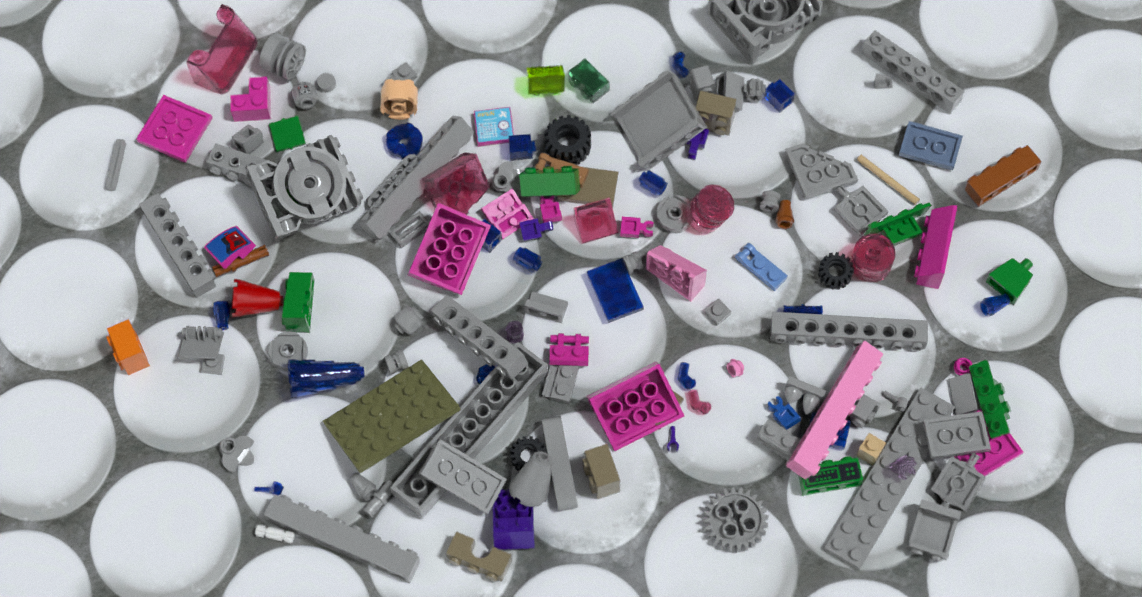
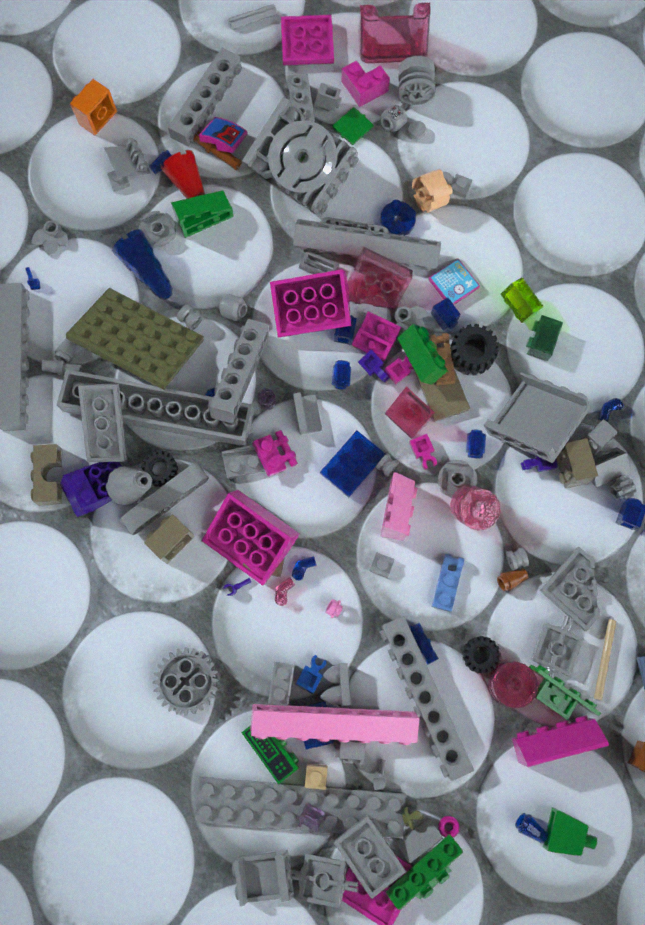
camera: 60 degrees right, 10 degrees up
(942, 391) = (408, 818): none -> olive plate

